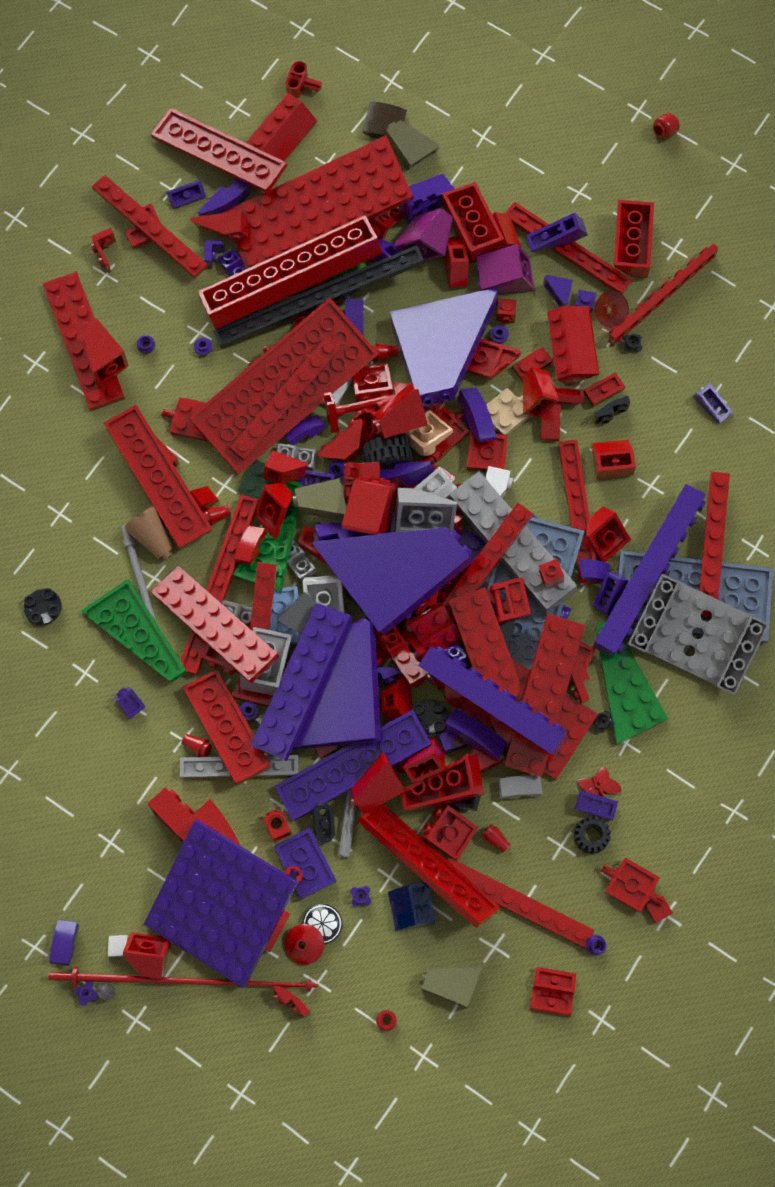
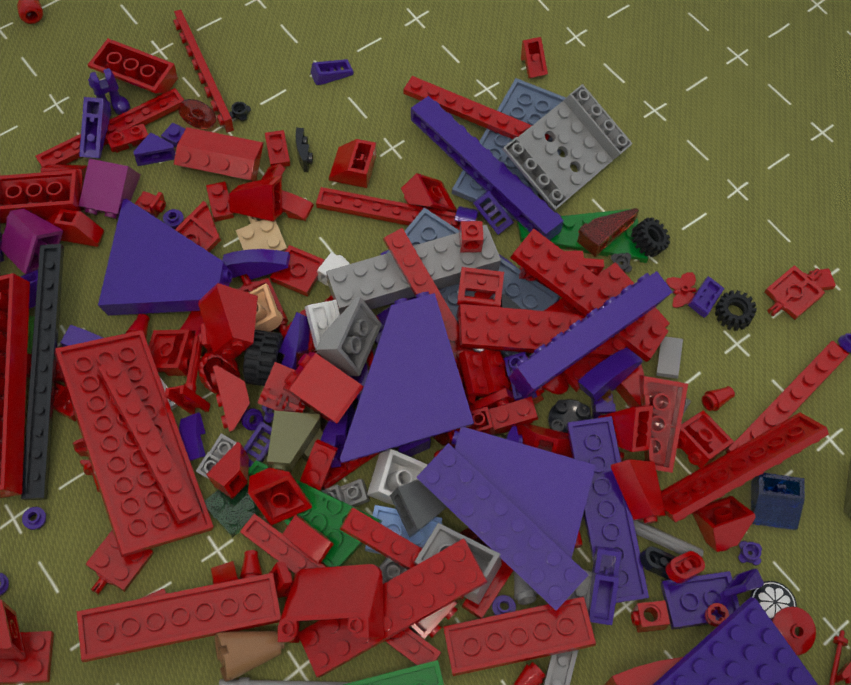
camera: 75 degrees left, 10 degrees down
(206, 578) = (335, 594): none -> red windscreen
(212, 539) = (282, 579): none -> red bracket
(287, 779) = (604, 585): none -> dark purple slope
(308, 529) = (318, 464): none -> red plate
(324, 840) = (685, 567): none -> red plate
(327, 892) = (744, 582): none -> dark purple slope
(378, 866) = (724, 522): none -> red slope
(563, 263) = (119, 140): none -> red hinge
(597, 230) = (109, 84): none -> dark purple piece
(623, 693) = (604, 230): none -> clear red slope
(647, 744) = (650, 237): none -> black tyre

